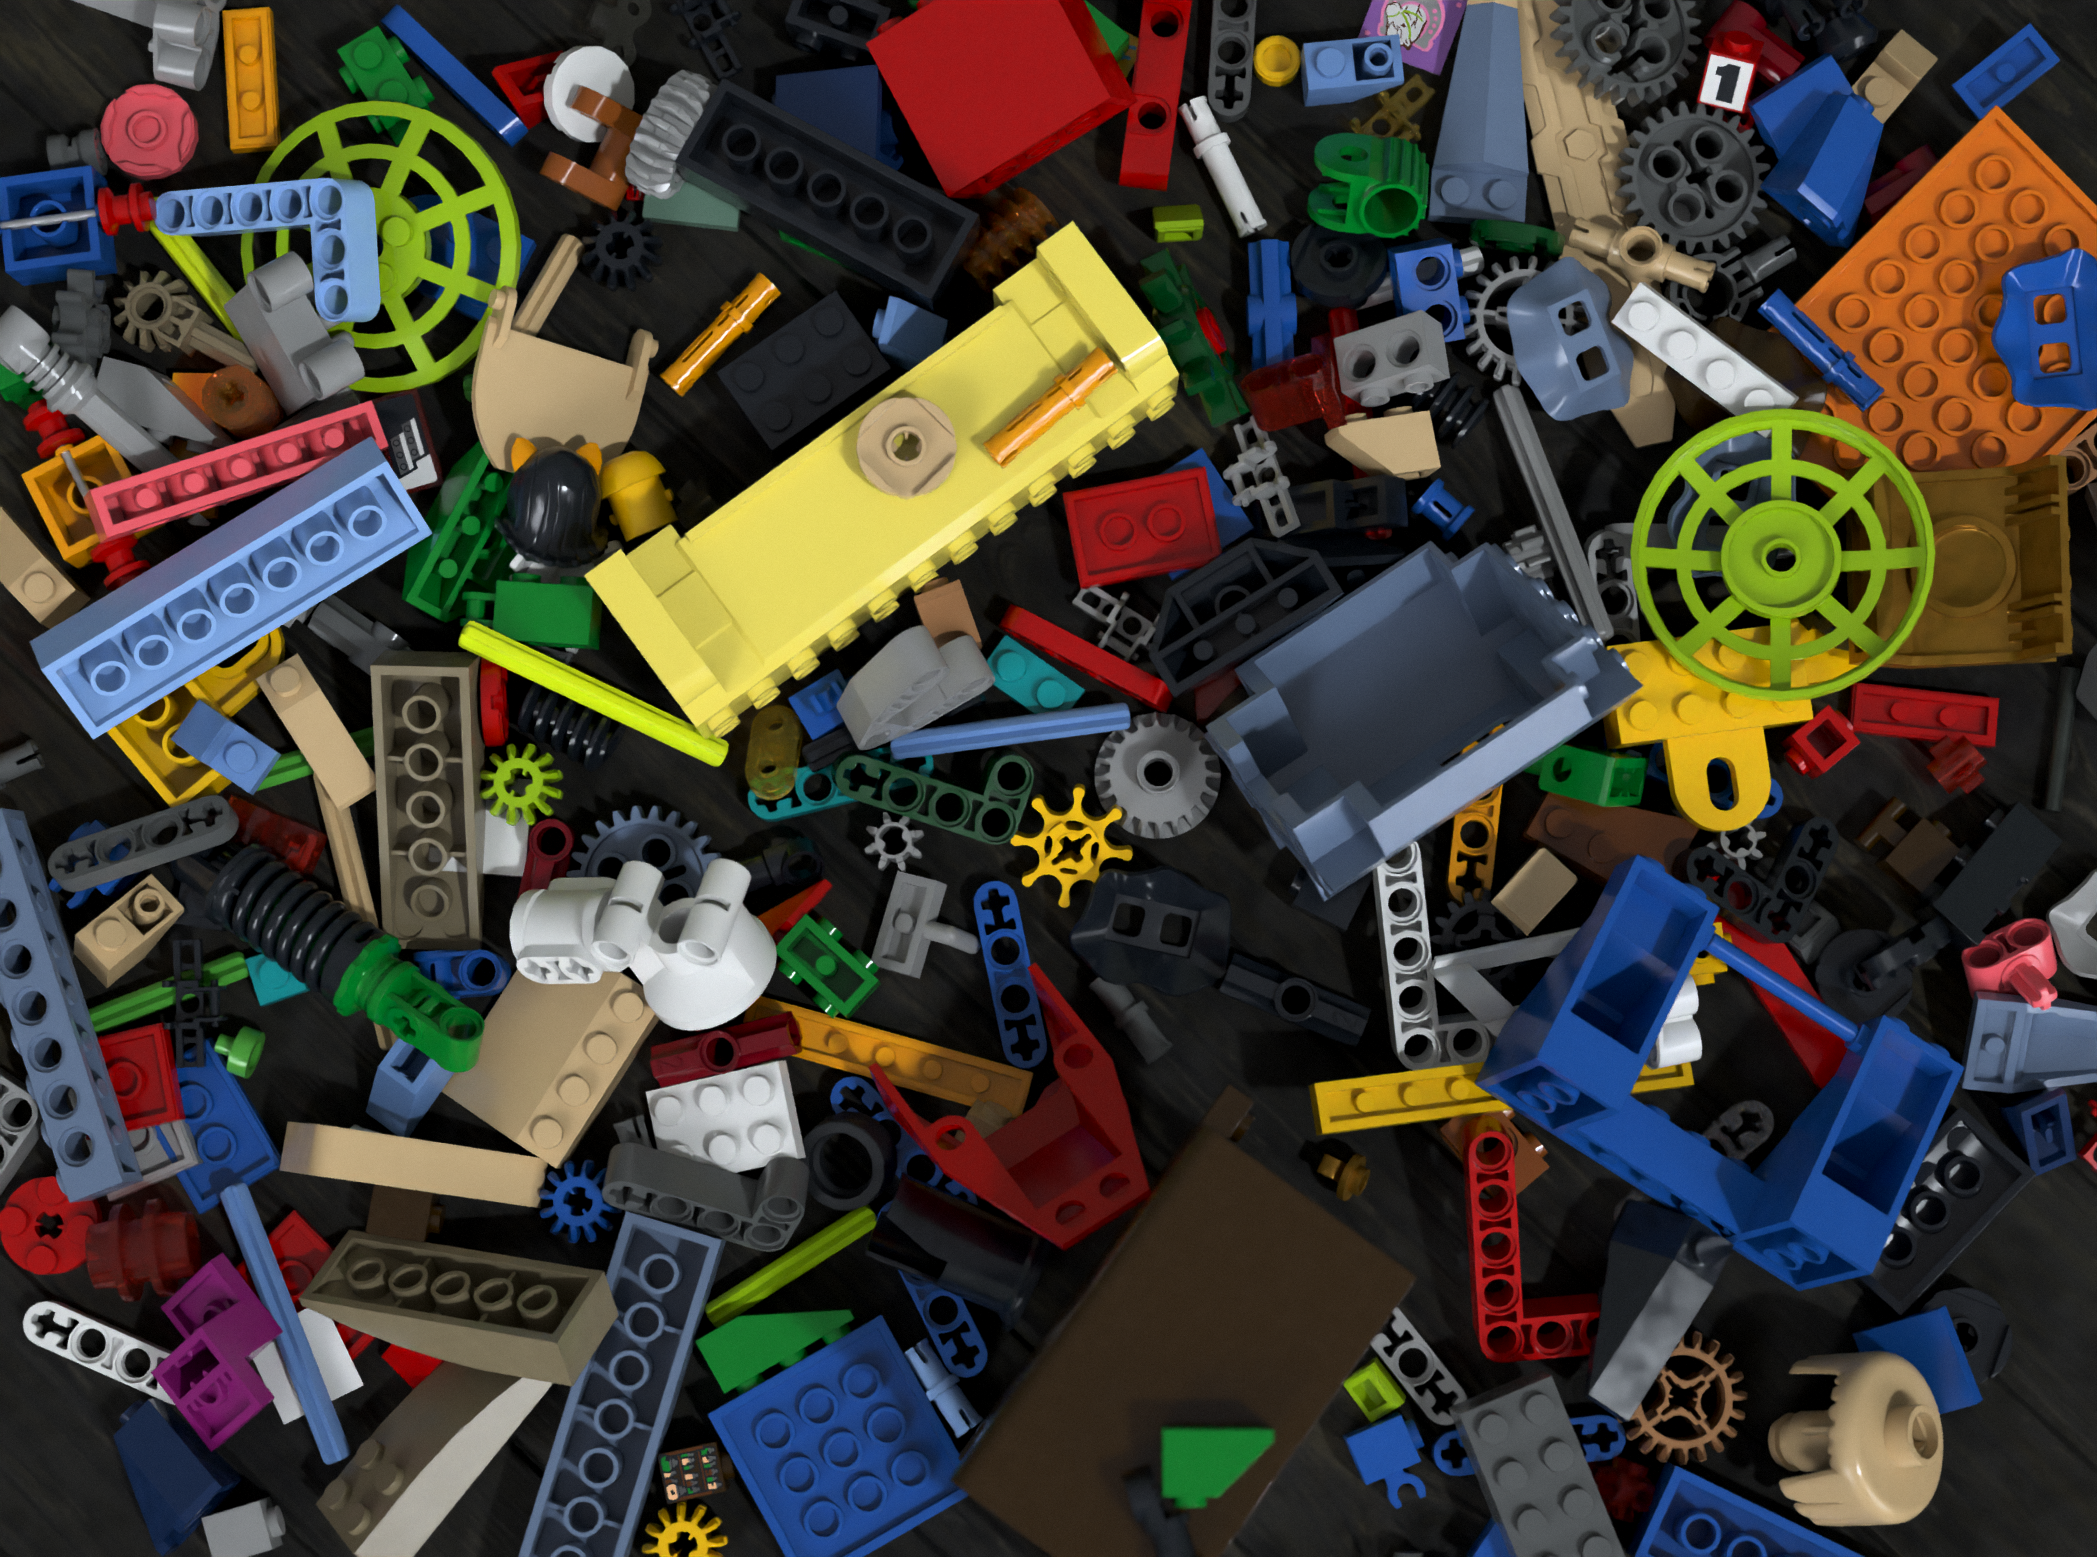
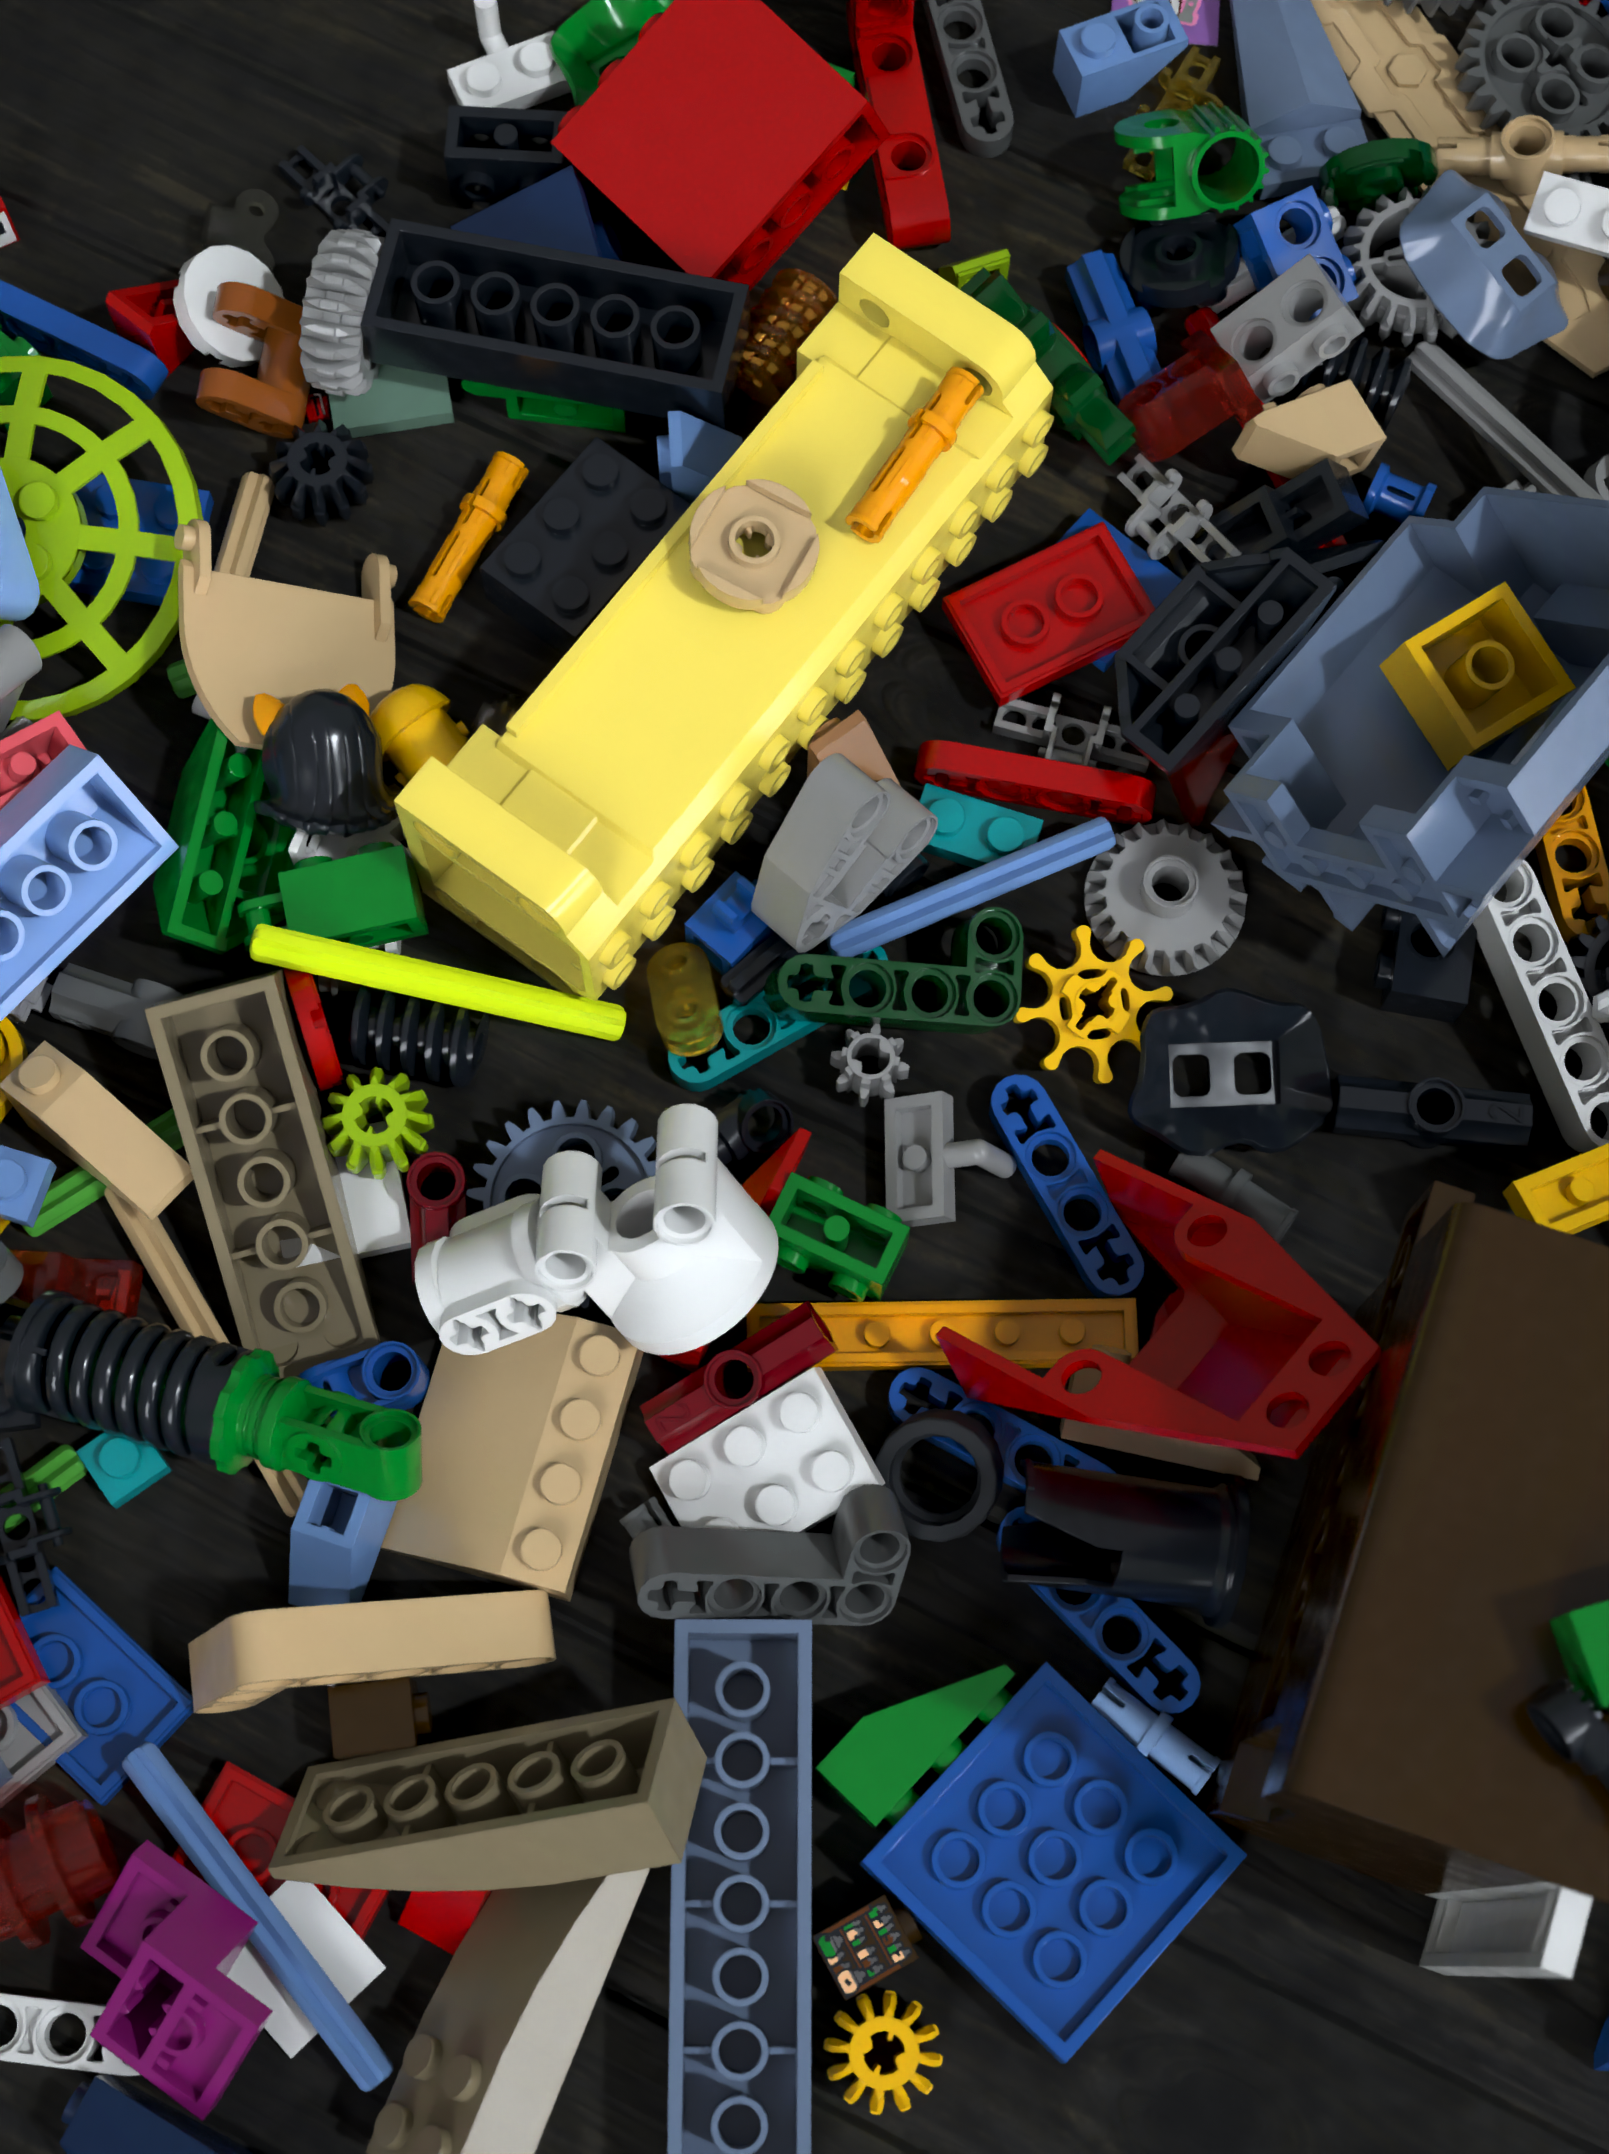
camera: 20 degrees left, 10 degrees down
(242, 1051) = (103, 1570): bright green tile -> none
(409, 440) = (110, 735): slope -> none
(568, 1212) = (590, 1649): blue gear -> none
(790, 1265) = (905, 1636): lime axle -> none
(1214, 150) = (988, 181): white pin -> none
(1276, 61) = (1028, 75): yellow tile -> none
(1429, 690) = (1476, 675): none -> yellow brick

